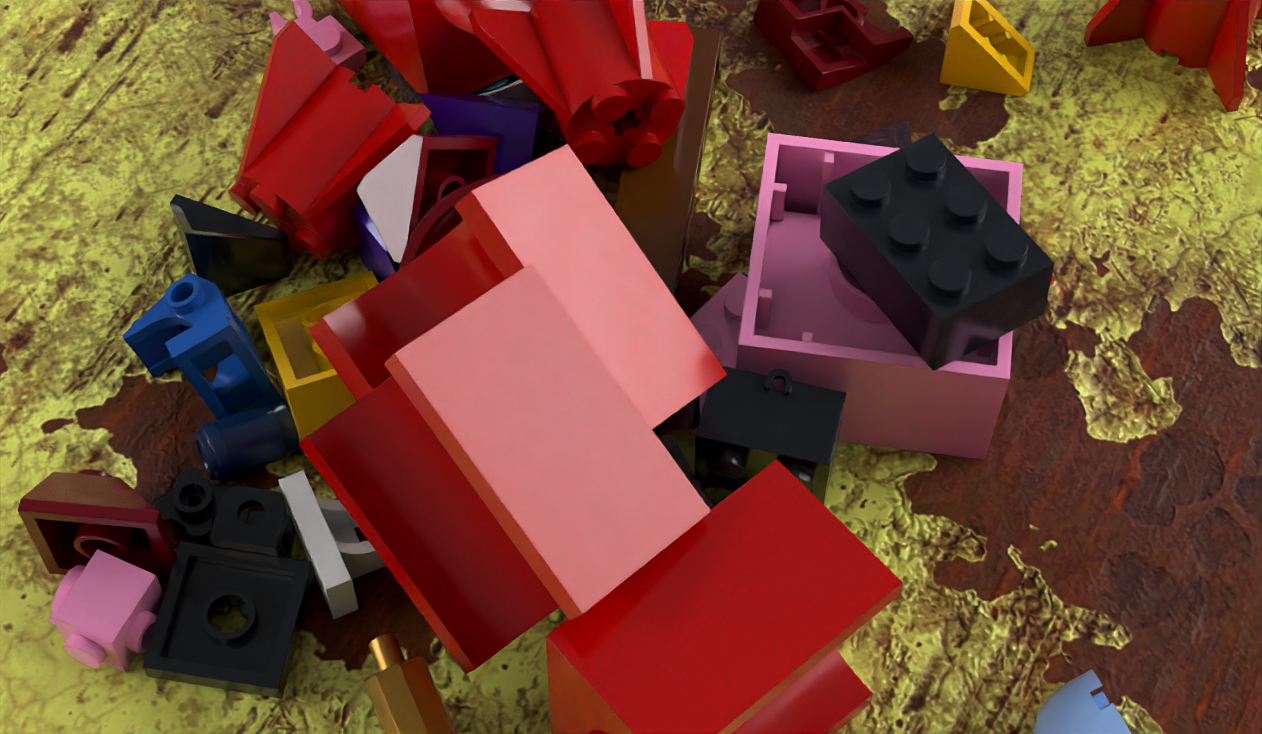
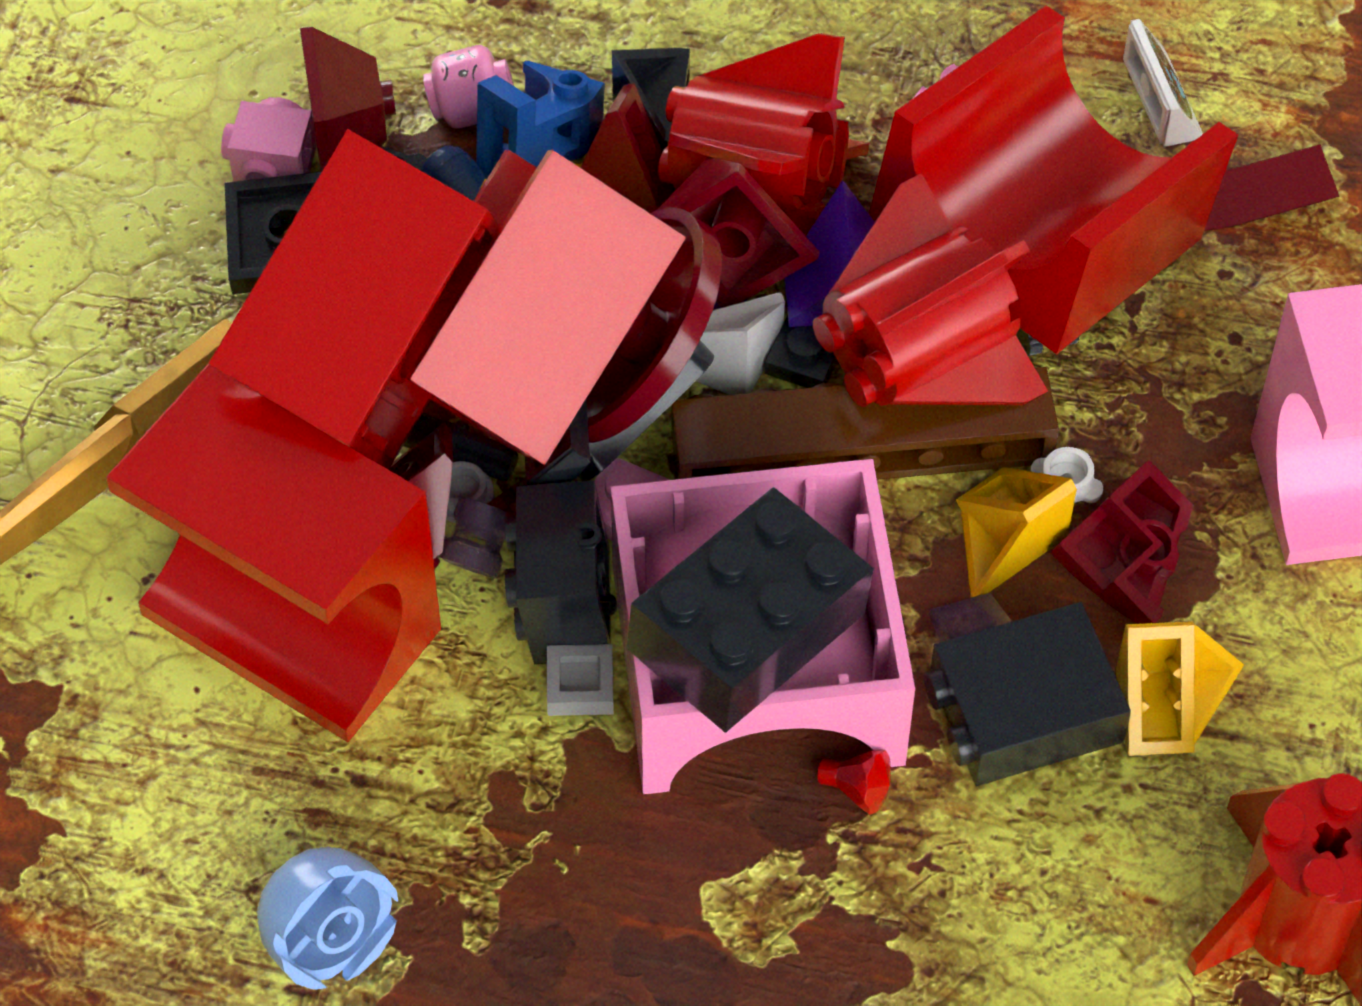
camera: 75 degrees right, 0 degrees up
(116, 406) = (454, 80): none -> bright pink head
(271, 283) = (628, 153): none -> dark red slope
(748, 55) = (1072, 464): none -> white plate
(784, 94) = (1012, 523): none -> yellow slope
(865, 473) = (580, 680): none -> light grey plate
(973, 111) = (1027, 694): none -> black brick

